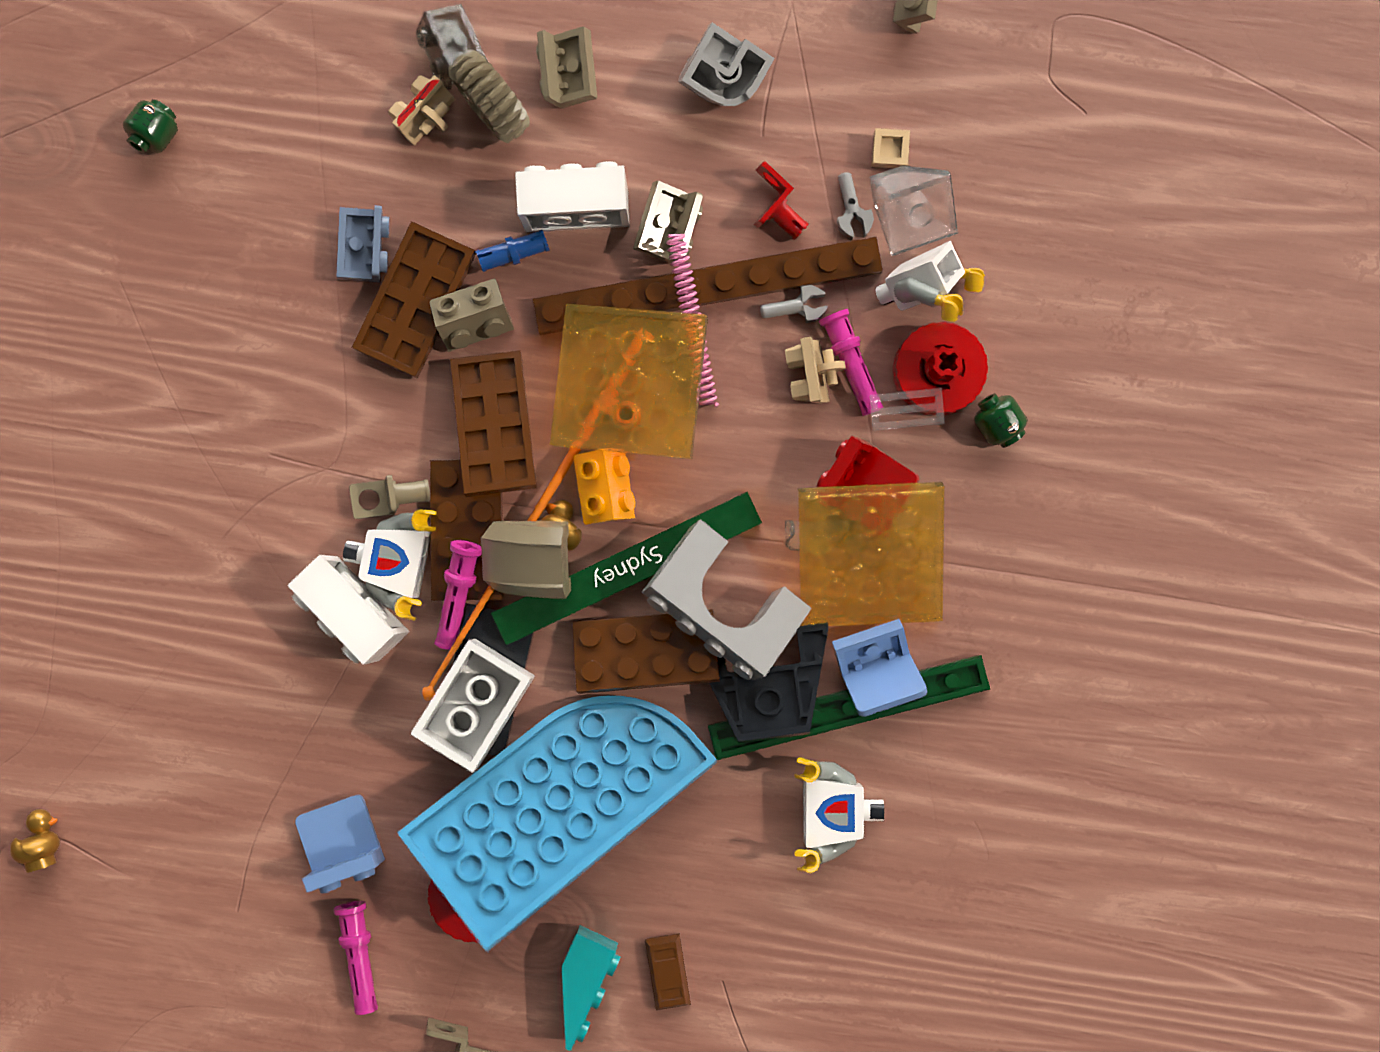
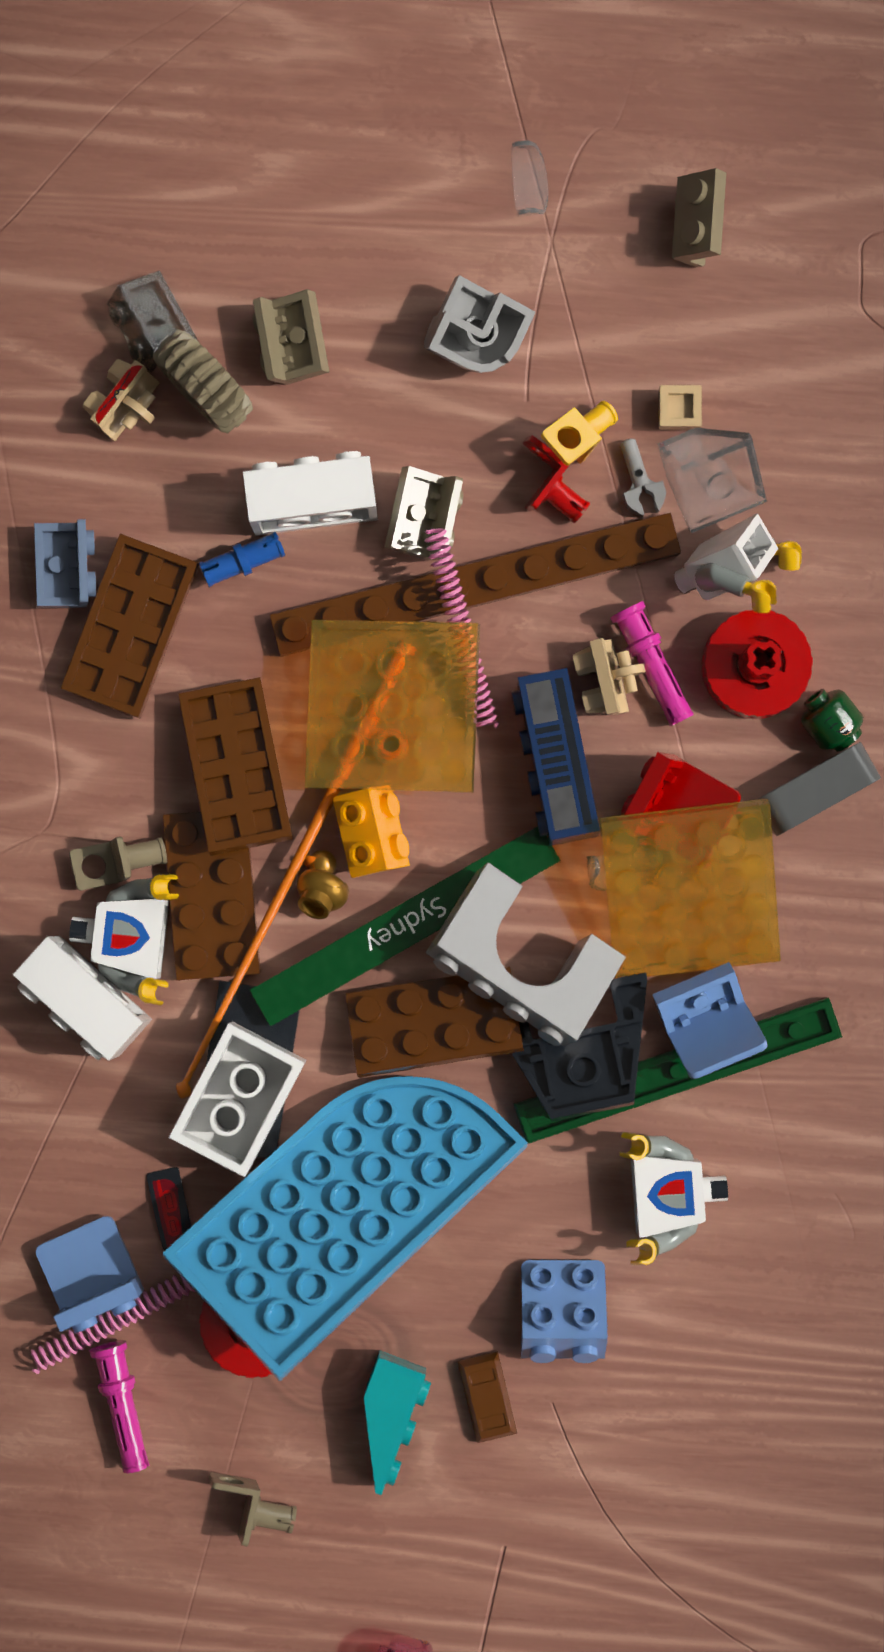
camera: 15 degrees left, 0 degrees up
(288, 909) = (121, 1322): none -> bright pink piece
(411, 788) = (169, 1205): none -> sticker
(459, 578) = (213, 950): dark pink pin -> none
(471, 315) = (199, 639): dark tan bracket -> none
(527, 558) = (288, 922): dark tan slope -> none
(737, 903) = (563, 1310): none -> medium blue bracket
(766, 435) = (557, 757): none -> brick
(796, 305) = (582, 600): light grey bar -> none
(801, 165) = (578, 432): none -> yellow bracket
(876, 412) = (685, 720): clear tile -> none
(987, 477) = (820, 788): none -> dark grey beam

